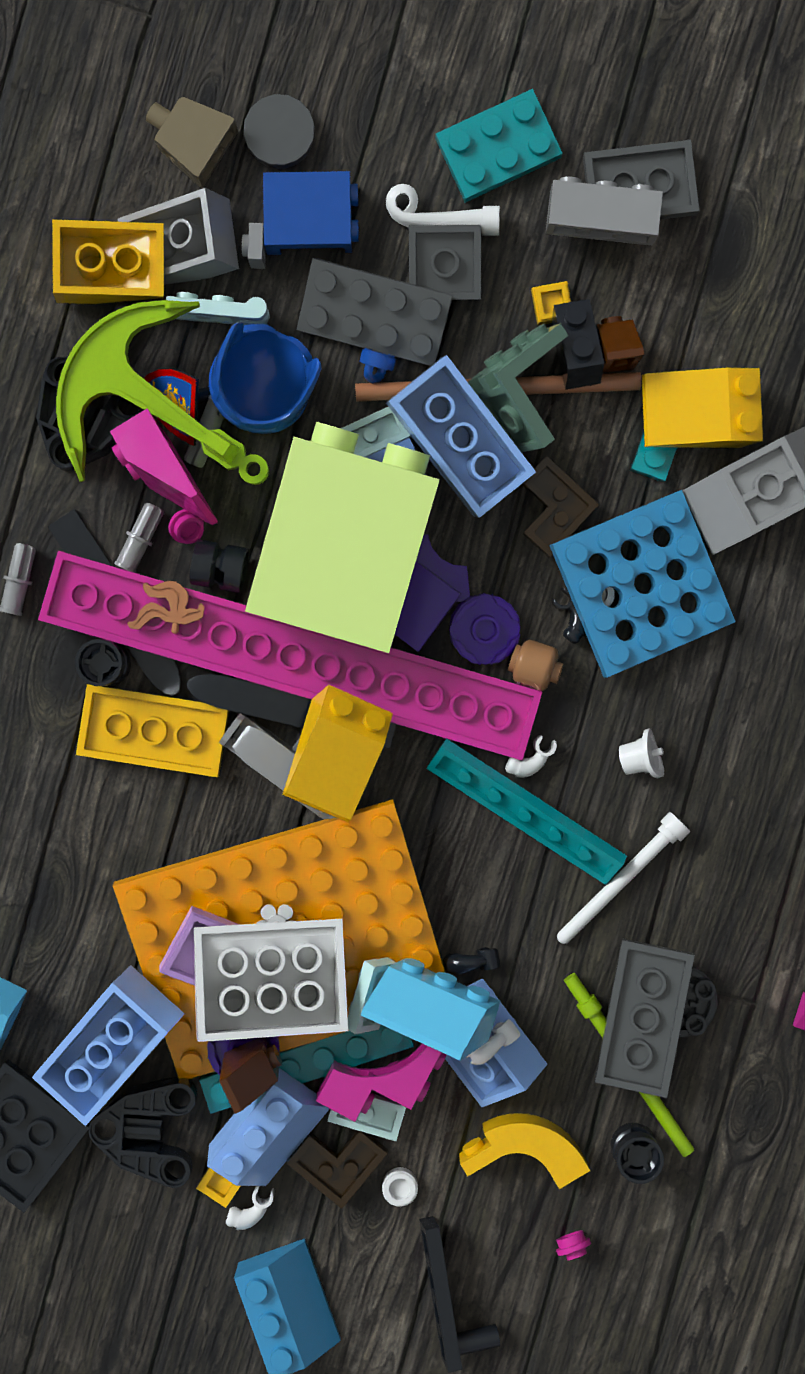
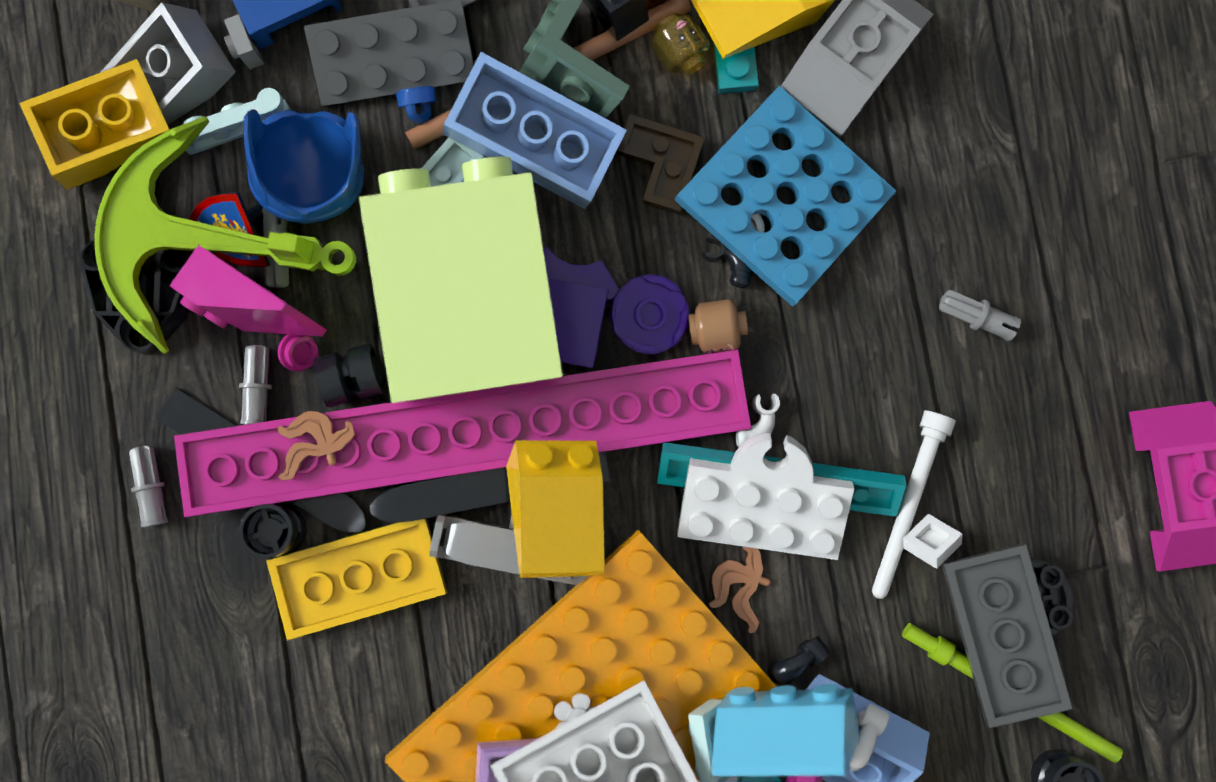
camera: 25 degrees left, 5 degrees down
(454, 867) = (734, 572): none -> nougat piece
(505, 824) = (766, 502): none -> white plate
(616, 416) = (680, 44): none -> clear yellow head
(623, 917) = (932, 541): none -> white plate
(642, 756) = (869, 367): white piece -> none
(752, 754) = (979, 314): none -> light grey axle

